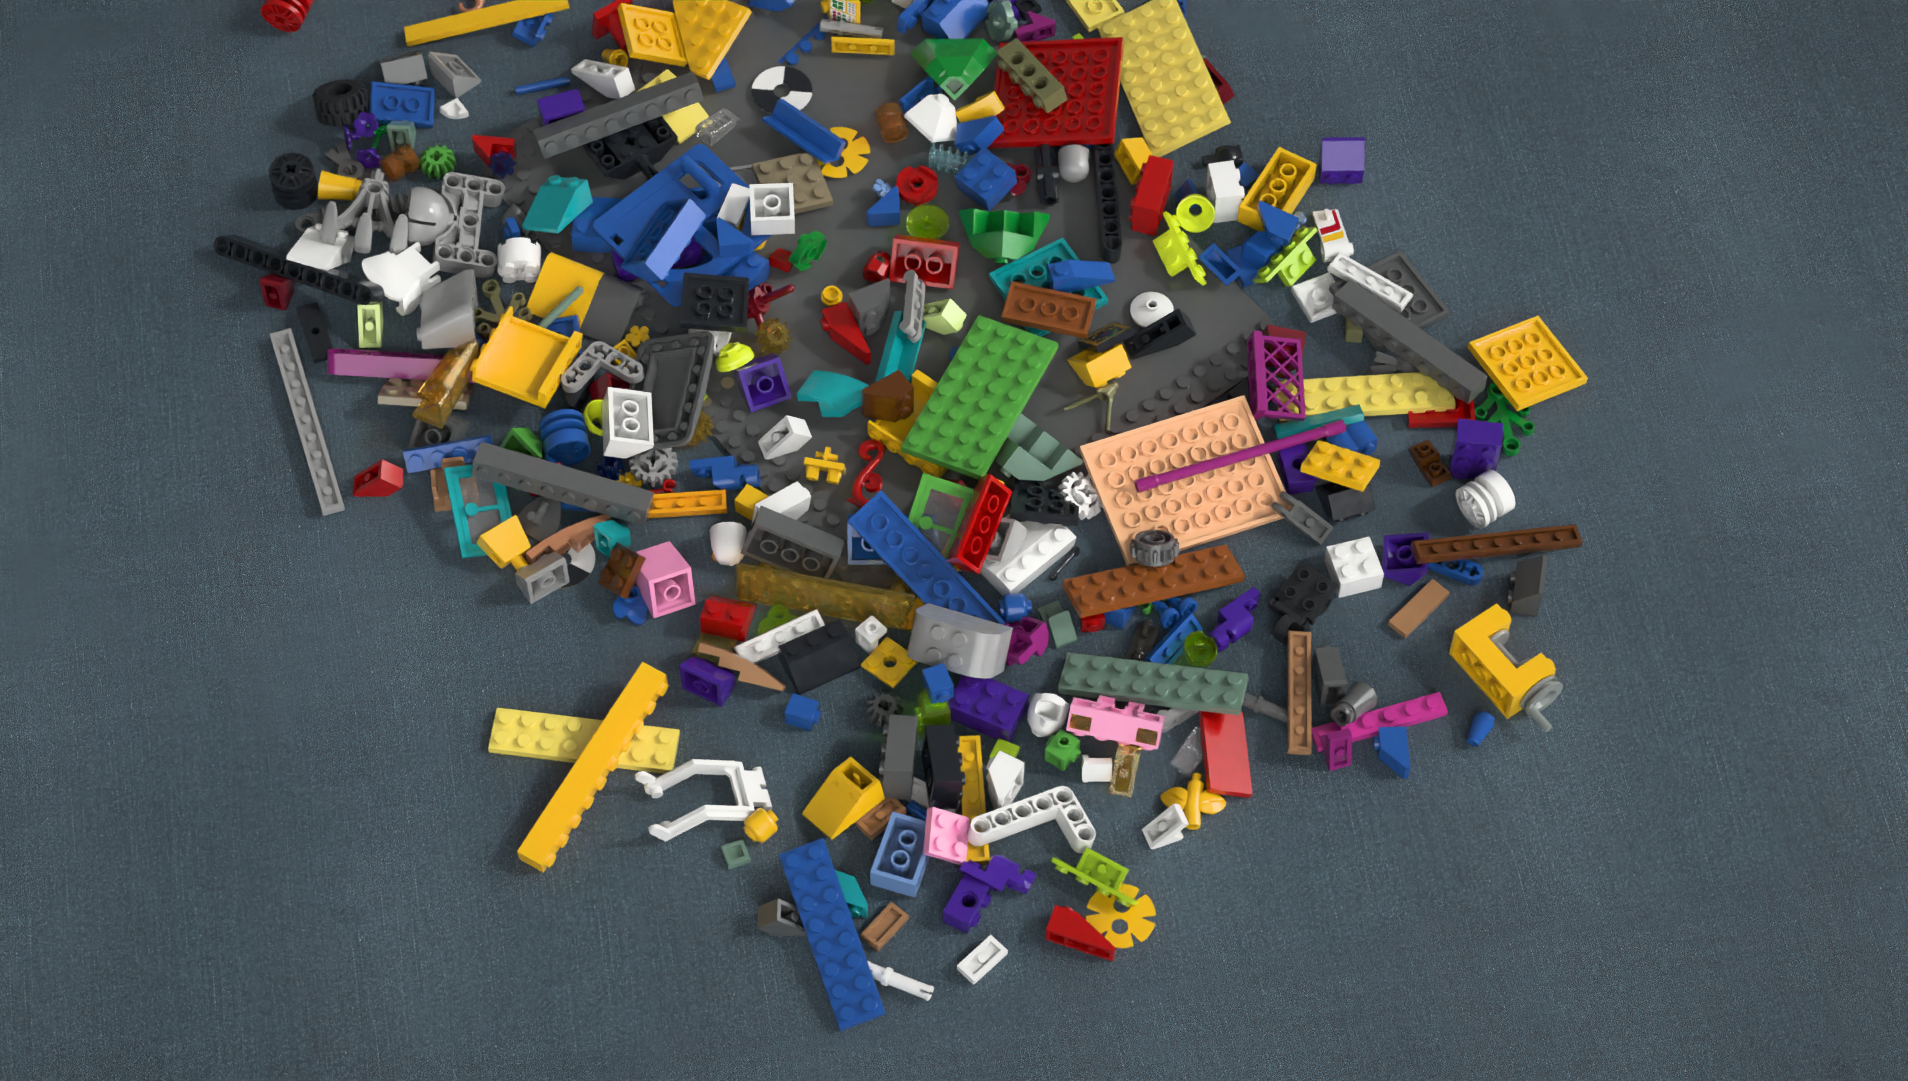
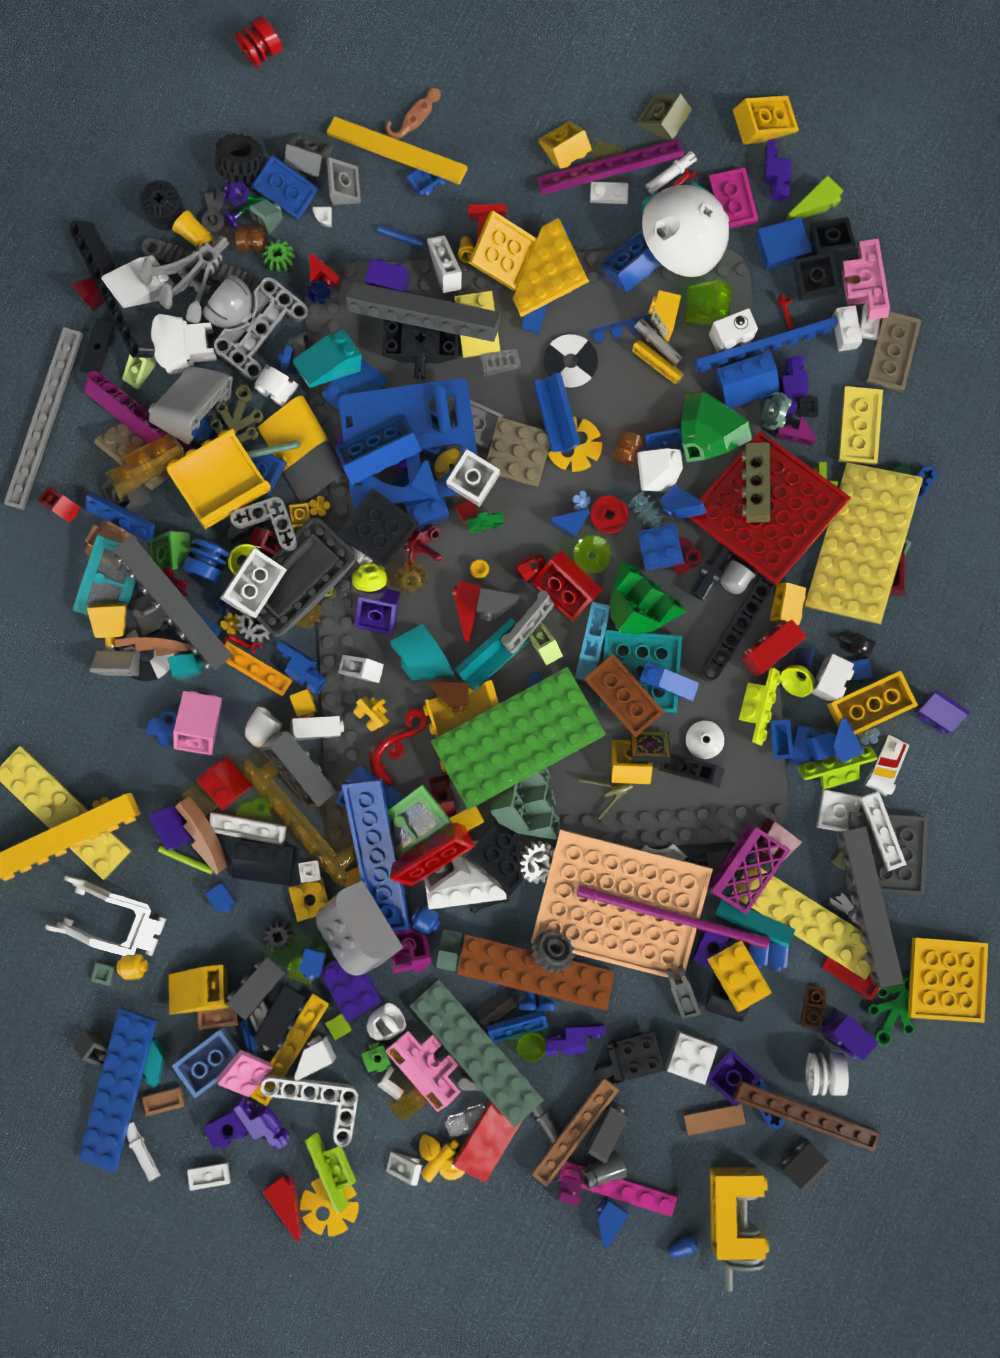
camera: 35 degrees right, 25 degrees up
(621, 570) = (170, 701): reddish brown plate -> none
(735, 205) = (451, 452): white tile -> none
(741, 705) = (185, 859): none -> lime bar
(982, 287) = (592, 640): none -> medium azure slope
(983, 107) = (700, 485): yellow slope -> none

